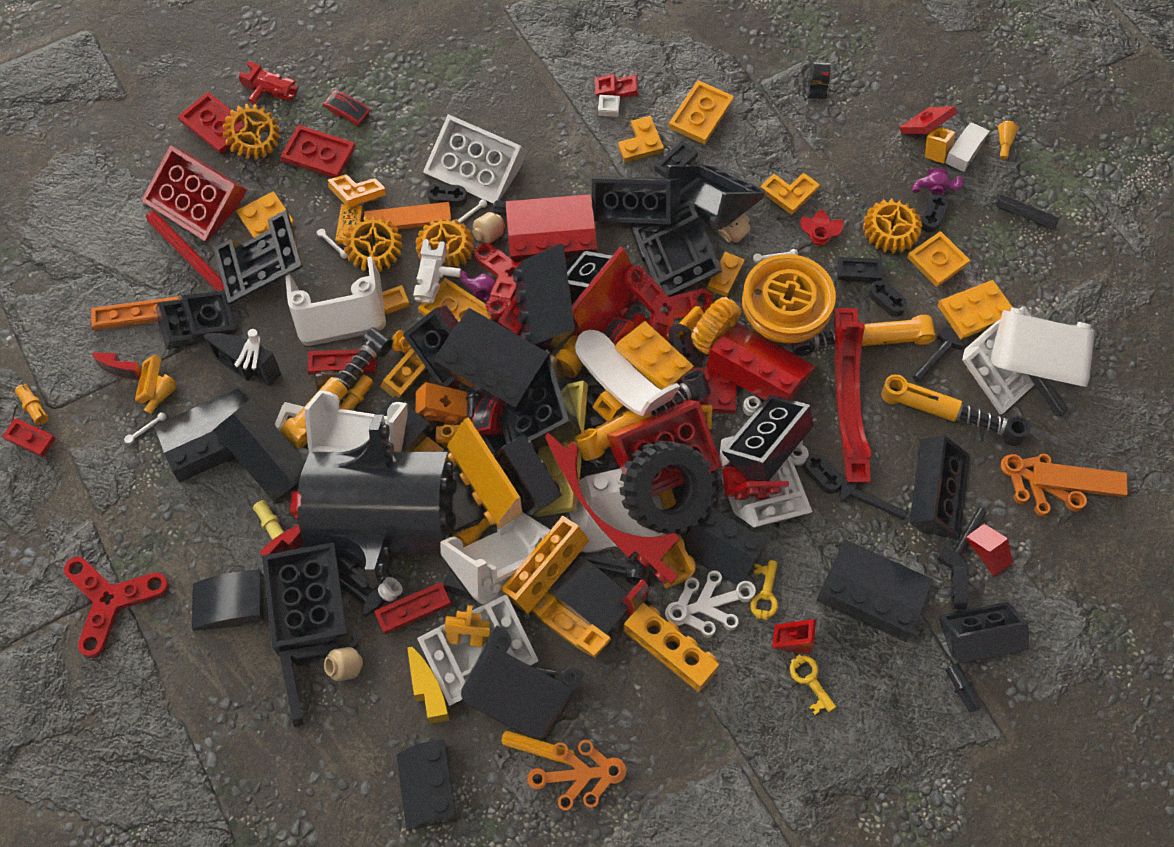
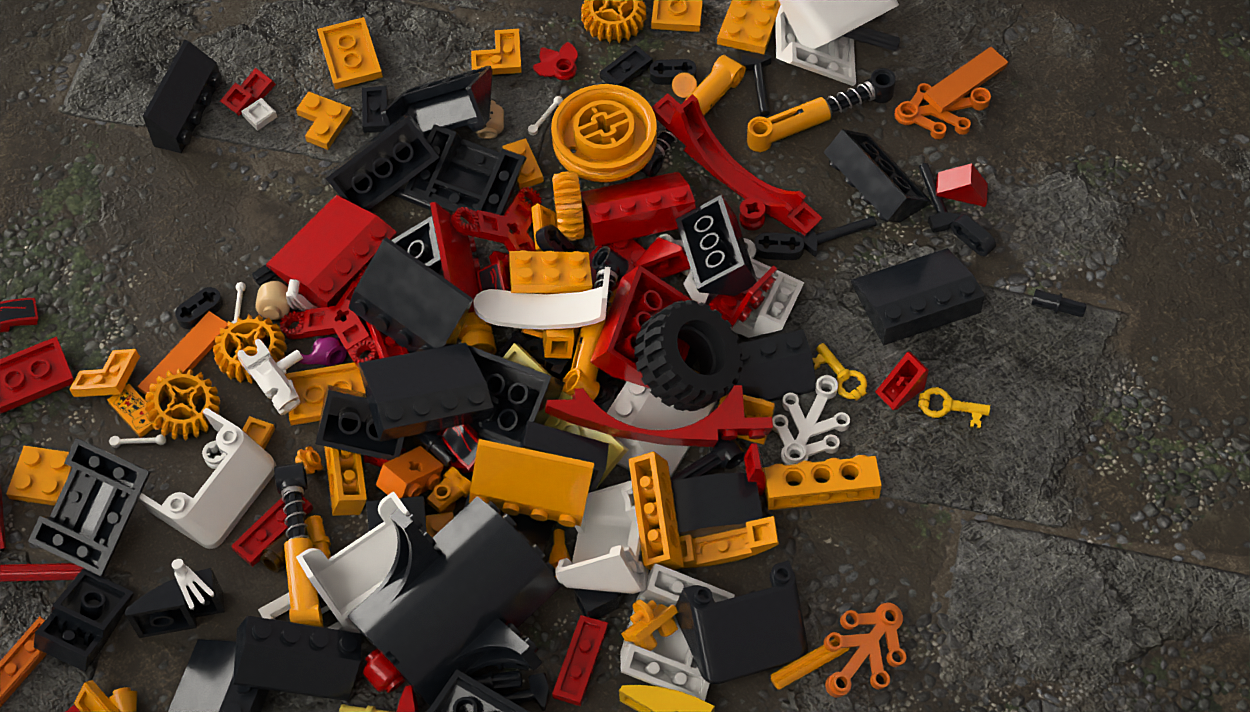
camera: 45 degrees left, 5 degrees down
(390, 589) = (547, 667): white bush -> none
(474, 159) = (190, 255): white slope -> none
(494, 233) = (296, 300): none -> white piece
(571, 56) = (181, 98): none -> black slope
(731, 411) = (663, 258): none -> red slope
(826, 441) = (756, 218): none -> red wheel
(883, 312) = (684, 84): none -> light orange tile
(985, 632) = (1028, 249): black slope -> none

